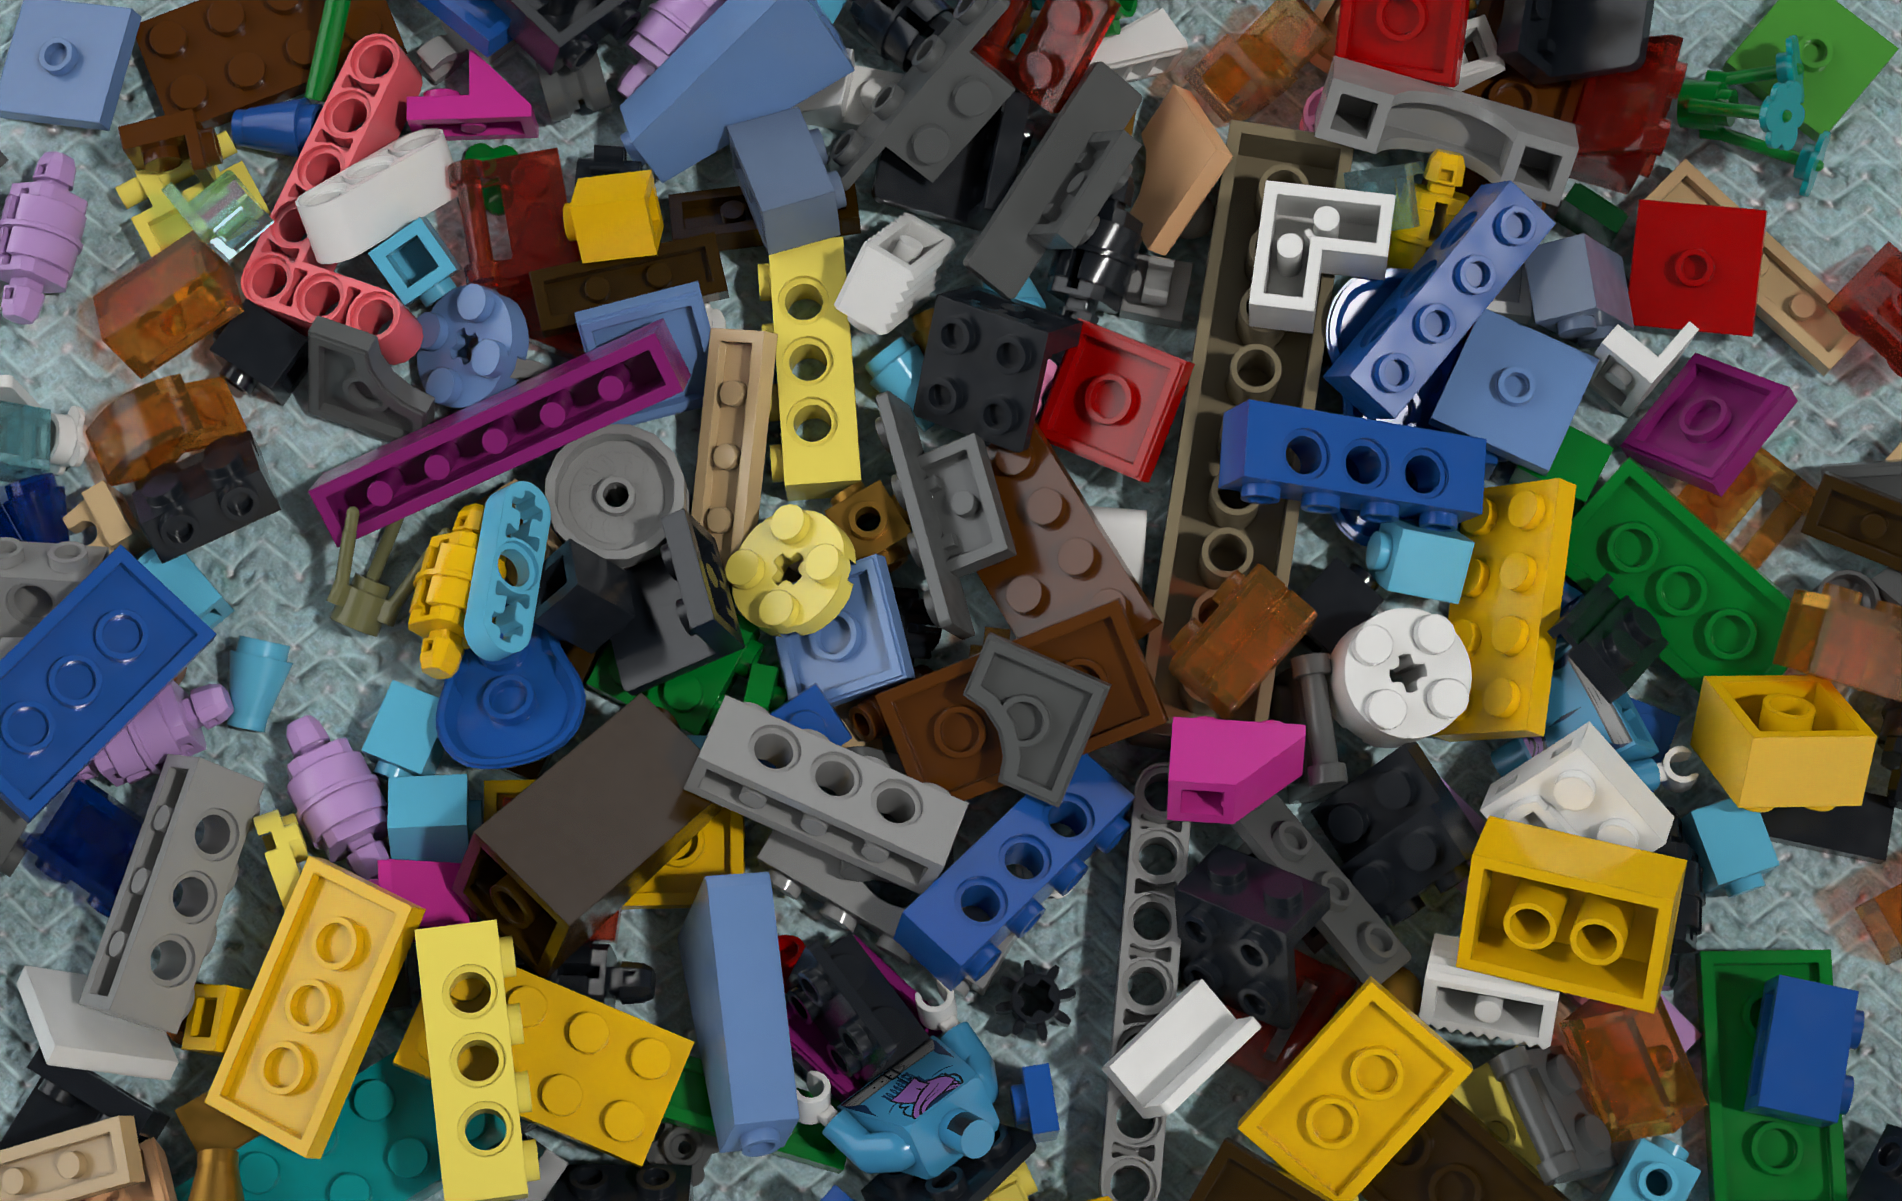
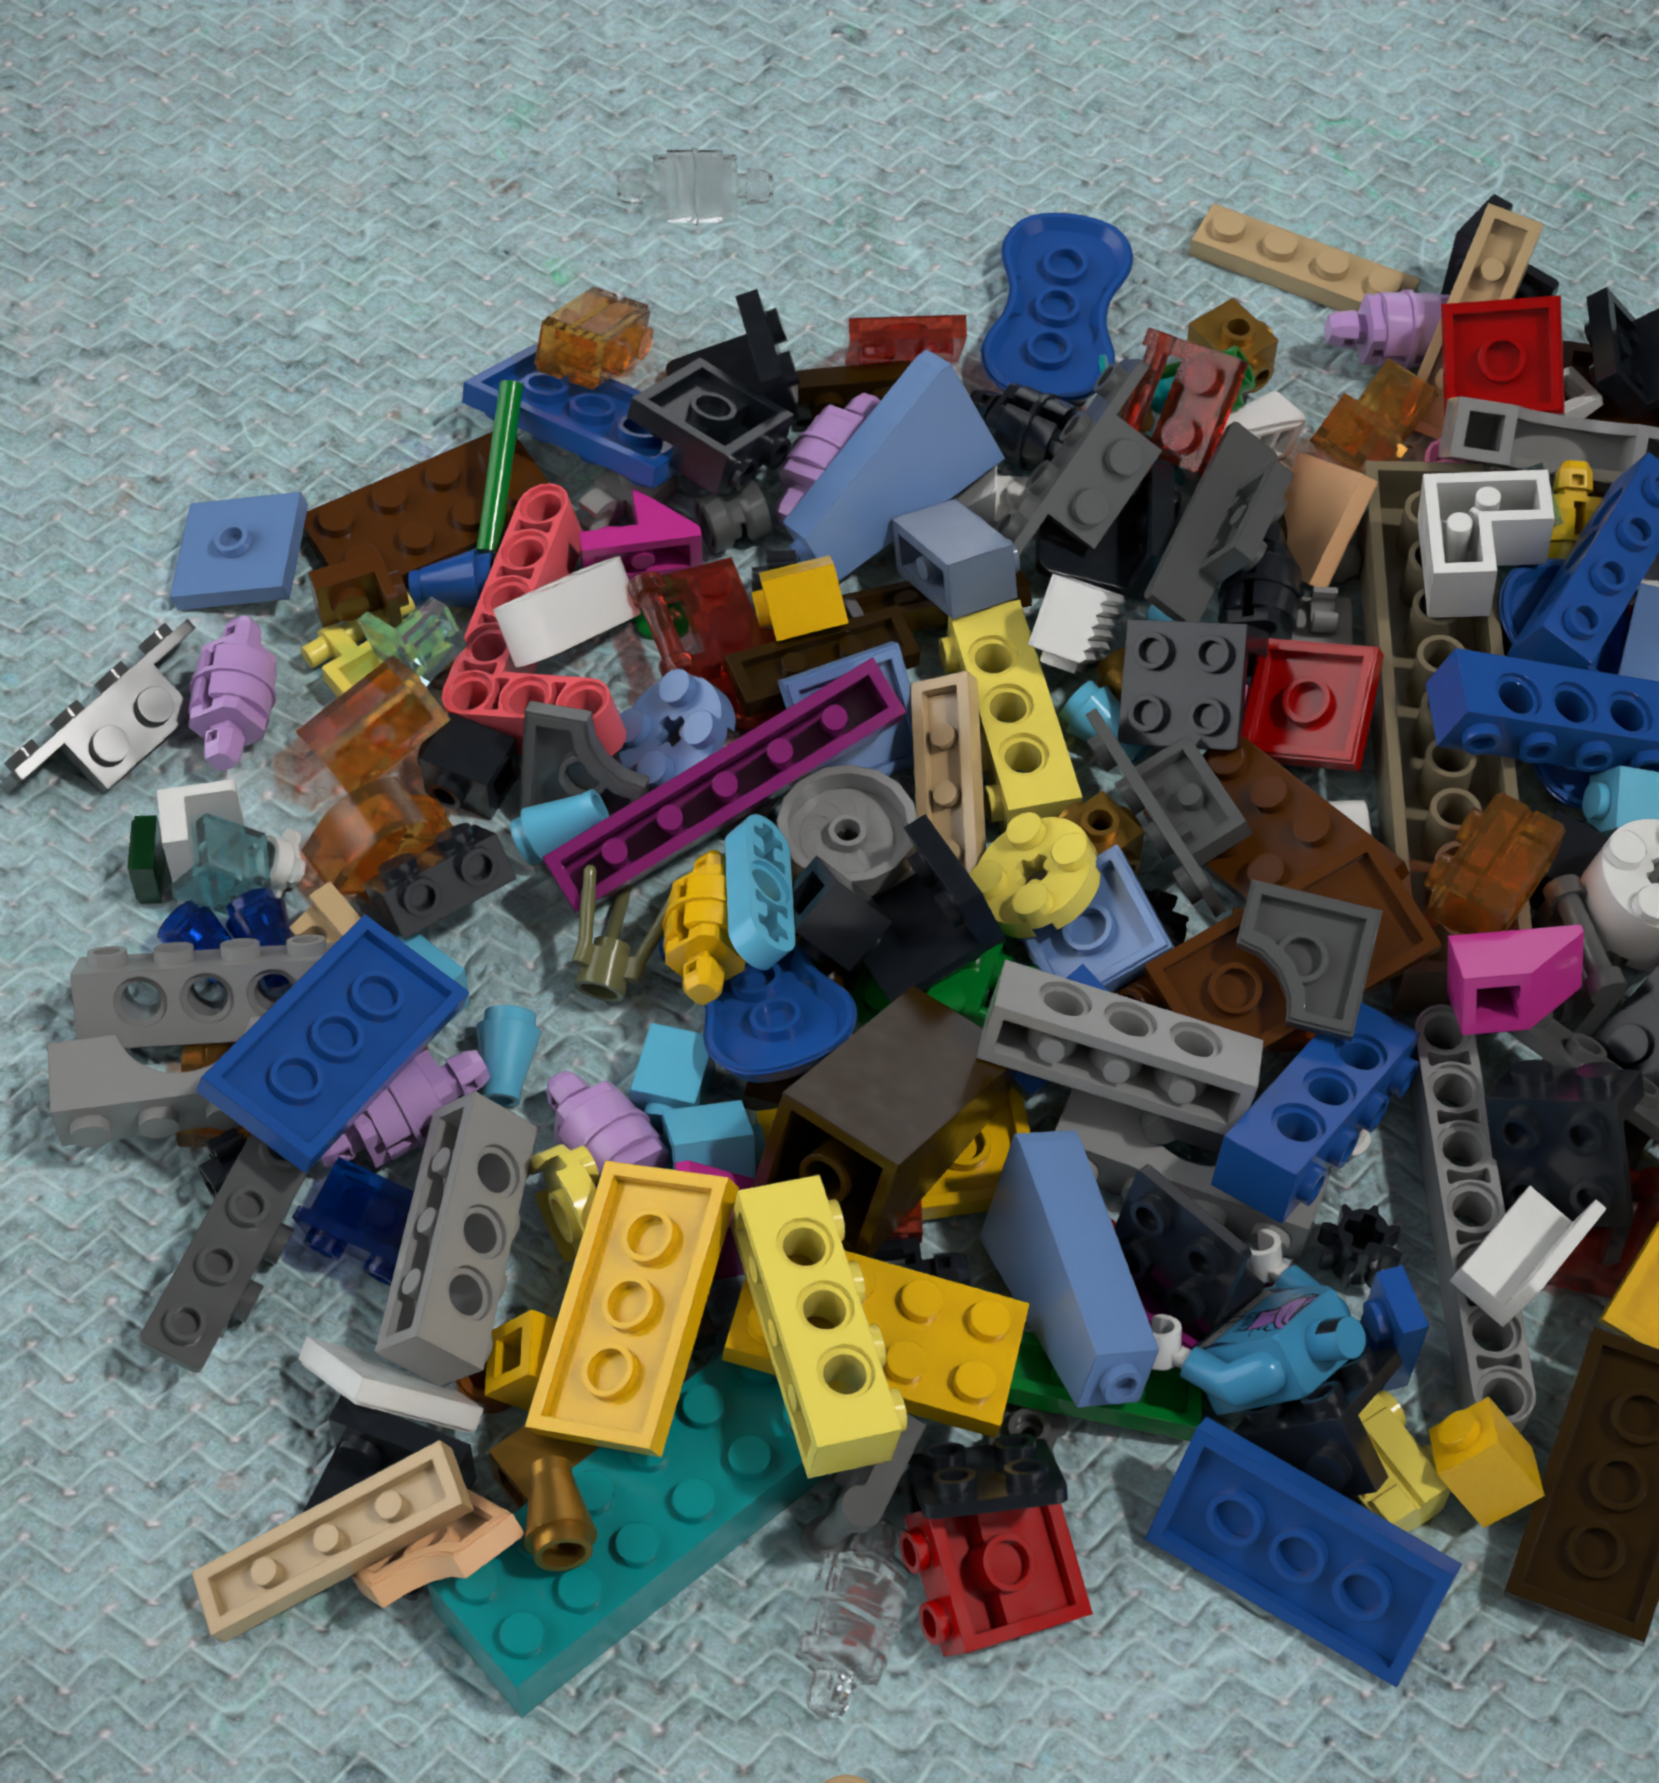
camera: 10 degrees left, 20 degrees down
(336, 437) = (554, 823): none -> medium azure cone
(417, 263) = (616, 659): medium azure brick -> none

